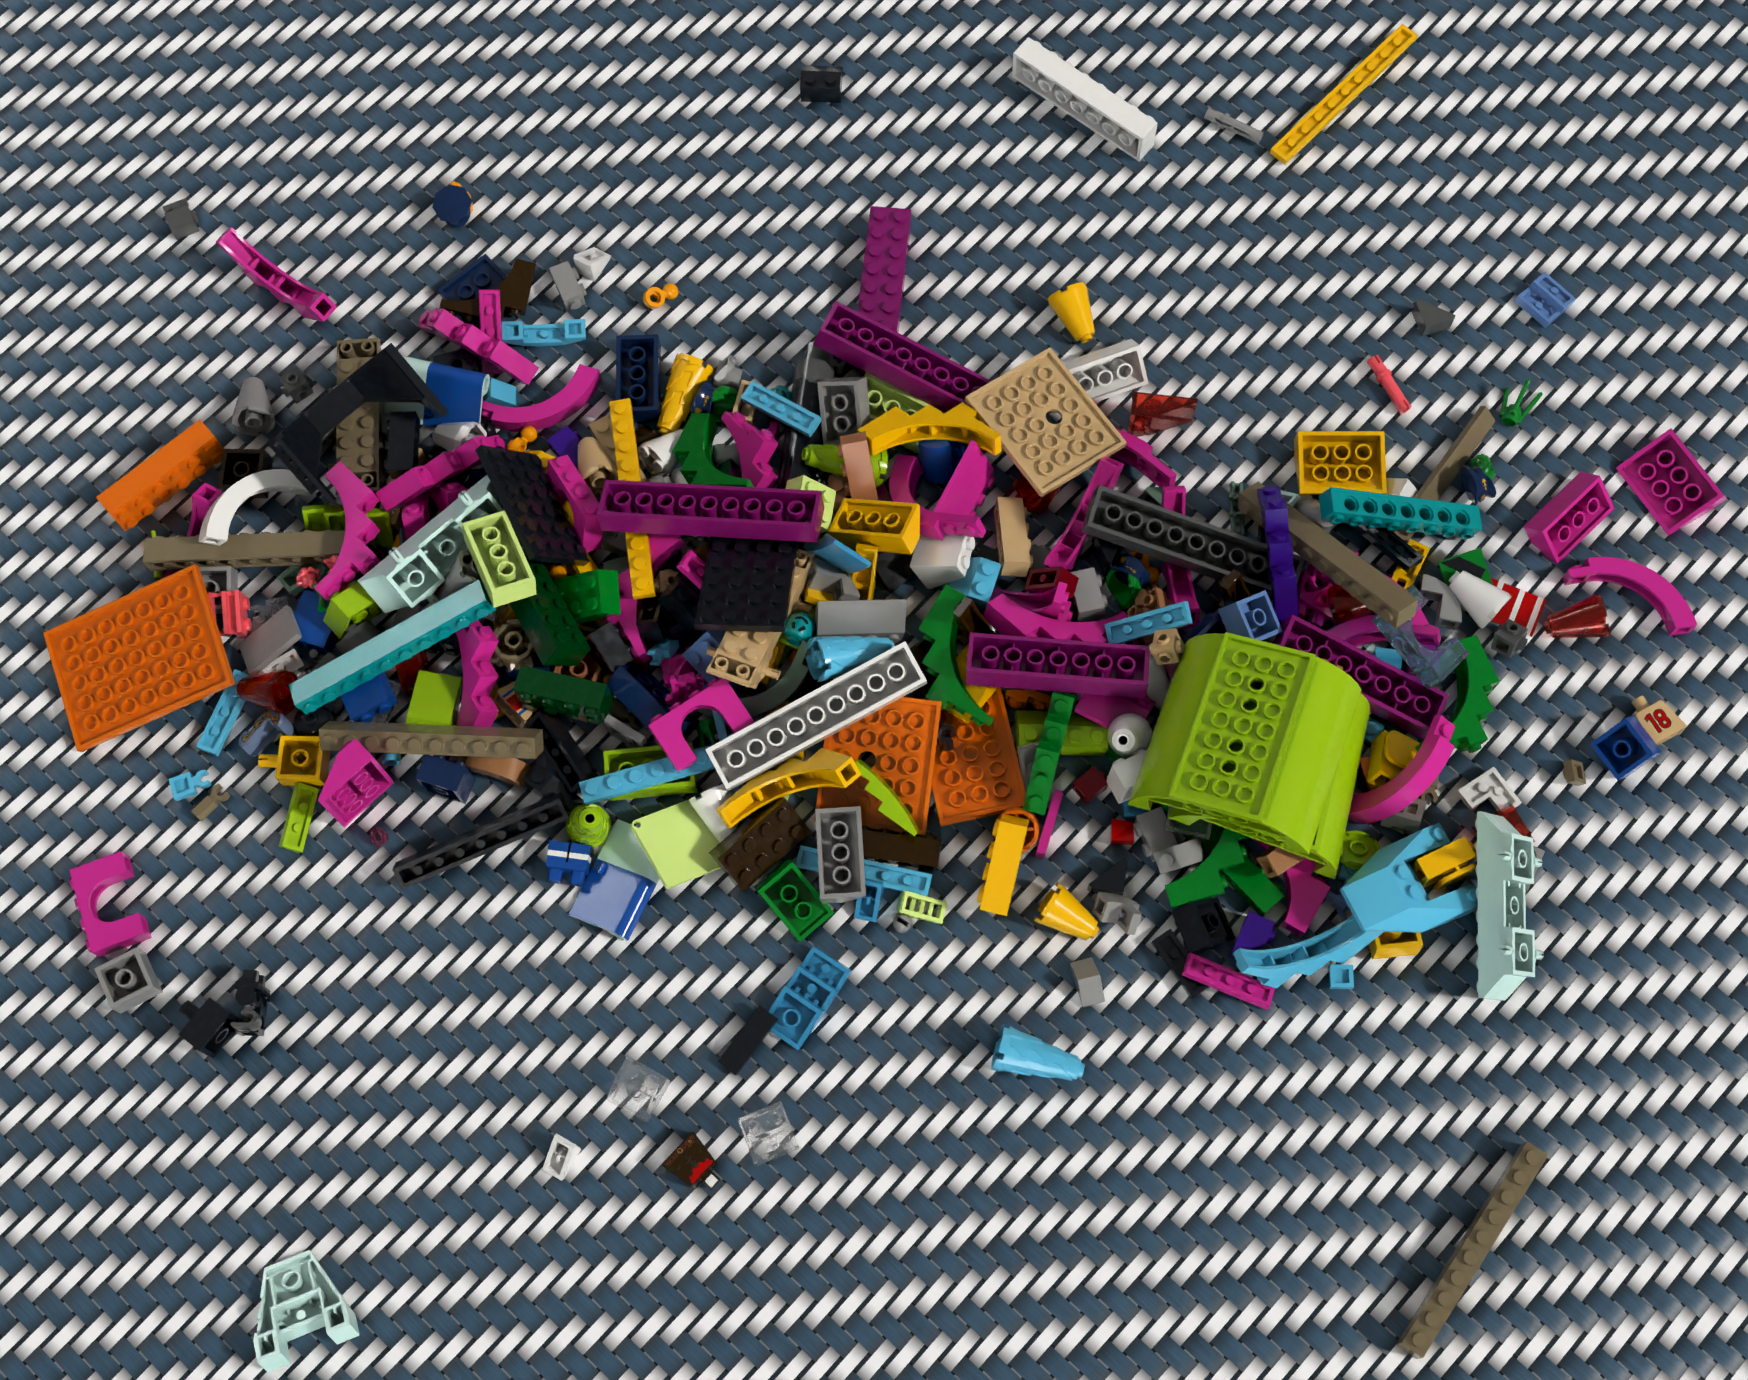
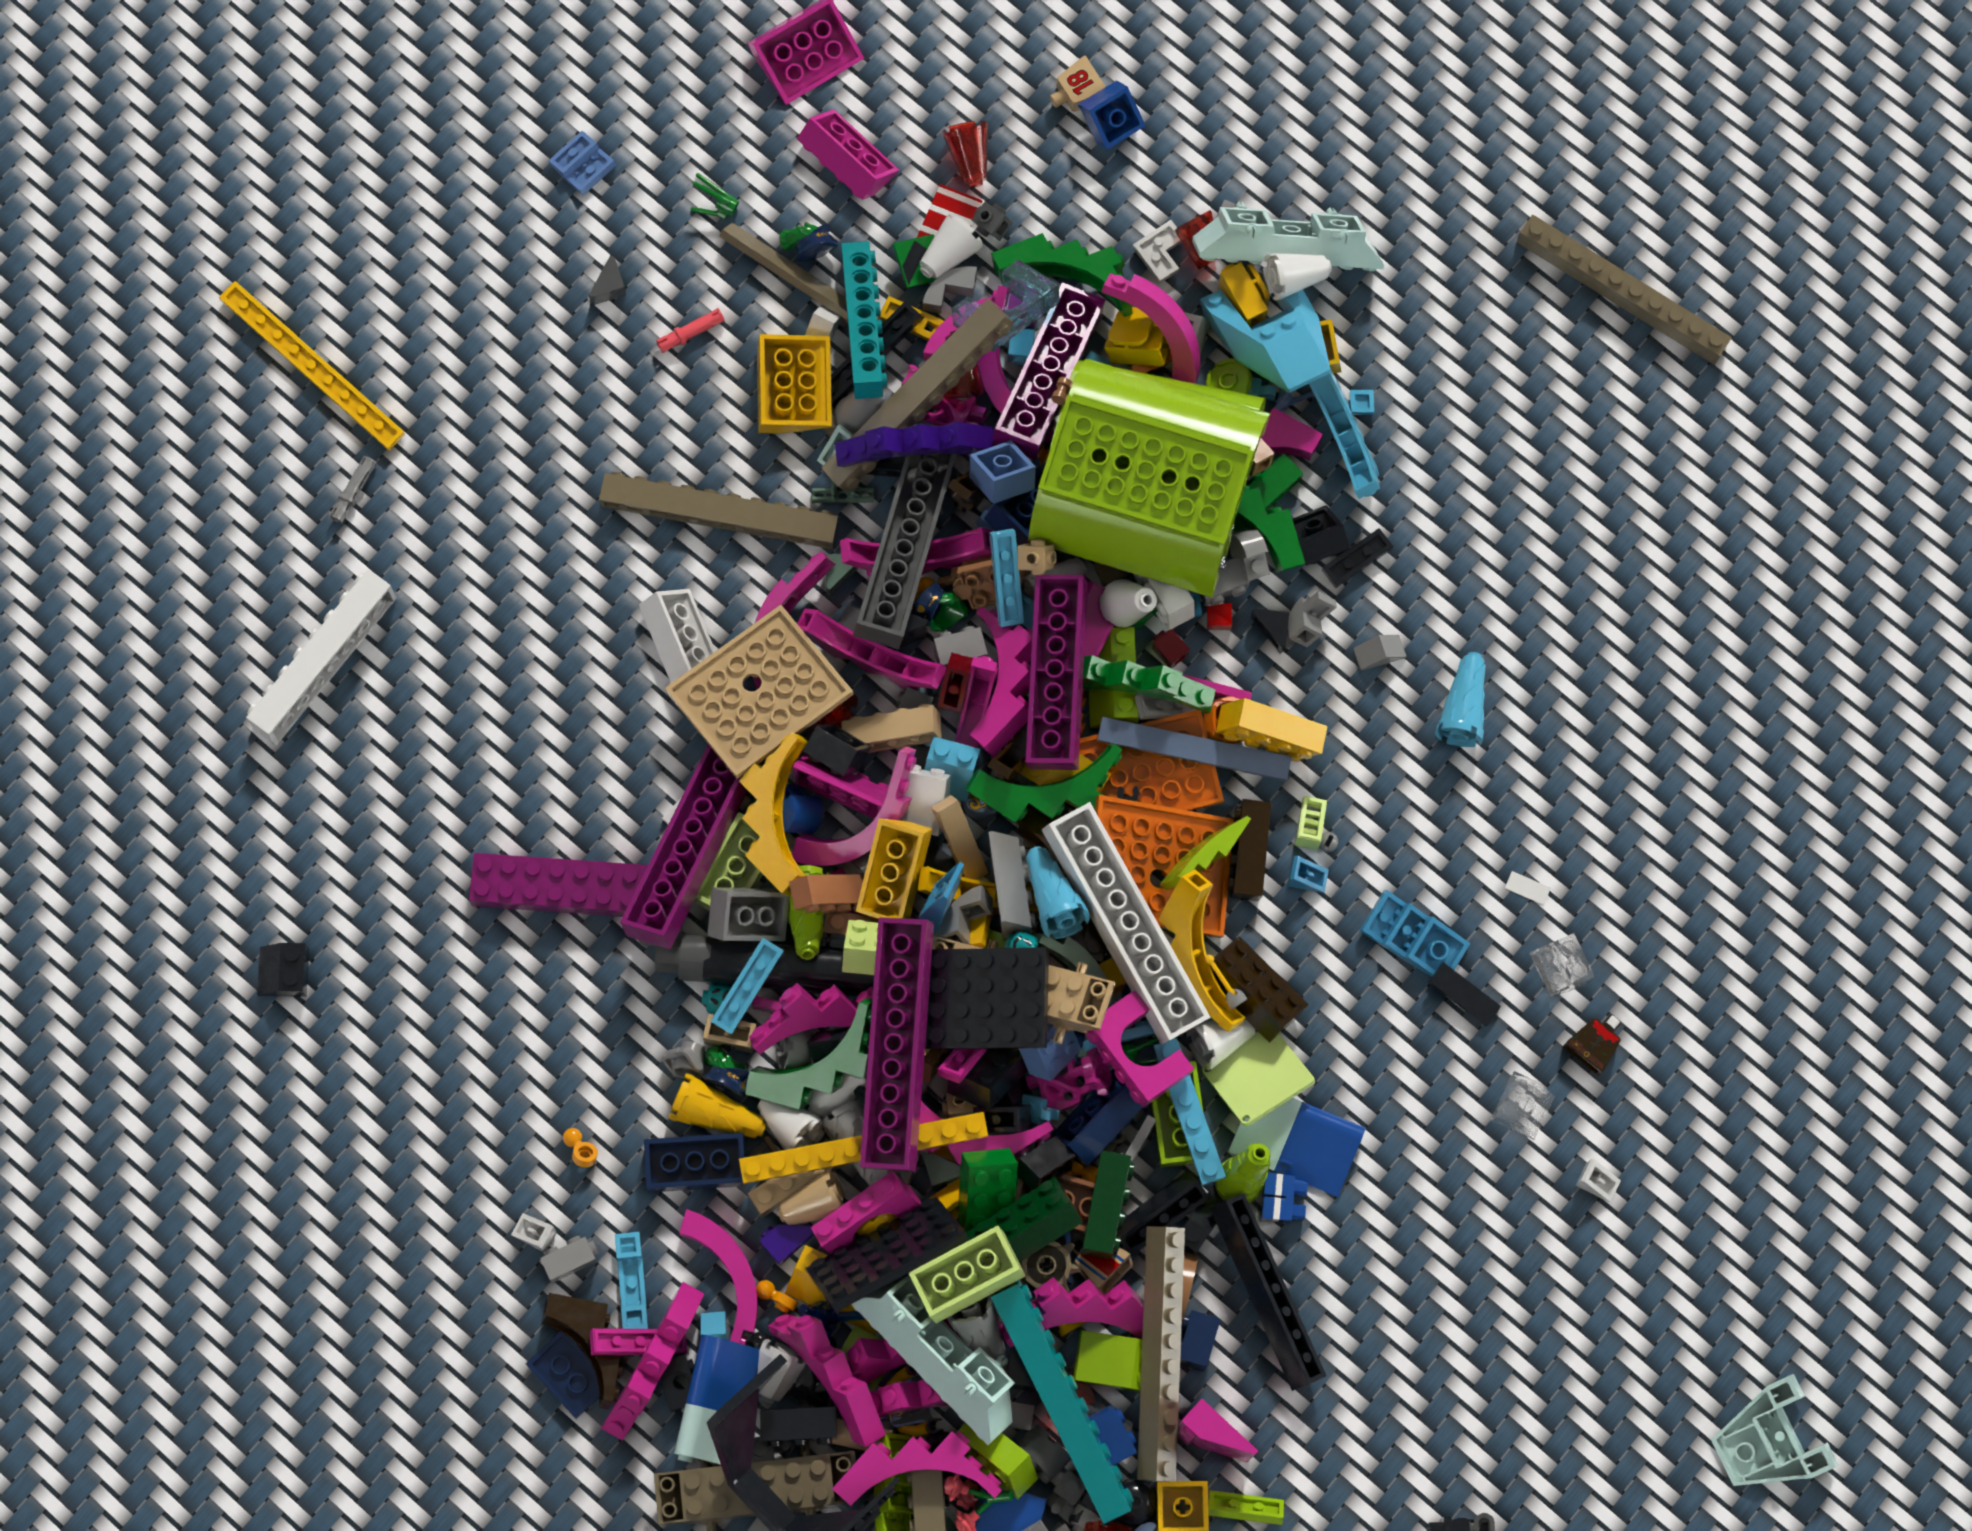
camera: 100 degrees left, 5 degrees up
(383, 834) = (1263, 1421): clear pink hinge -> none
(453, 204) = (456, 1408): dark blue piece -> none
(748, 815) = (1234, 996): none -> hinge
(793, 899) = (1310, 954): green slope -> none
(840, 854) = (1267, 900): light grey slope -> none
(851, 1111) = (1527, 888): none -> white sticker
(891, 876) = (1275, 882): medium azure plate -> none
(914, 580) = (959, 837): none -> tan slope
(988, 797) = (1194, 749): none -> sand blue tile
(991, 483) = (836, 749): none -> black brick
(1066, 914) = (1313, 673): yellow cone -> none
(1074, 311) = (604, 667): yellow cone -> none
(1158, 413) = (737, 589): clear red slope -> none
(1218, 407) = (719, 510): none -> dark tan brick
(1228, 981) = (1374, 514): dark pink tile -> none
(1254, 933) = (1324, 487): dark purple slope -> none
(1467, 904) = (1293, 272): none -> white cone
(1574, 772) = (1135, 167): dark tan plate -> none
(1644, 581) = (935, 69): dark pink arch -> none

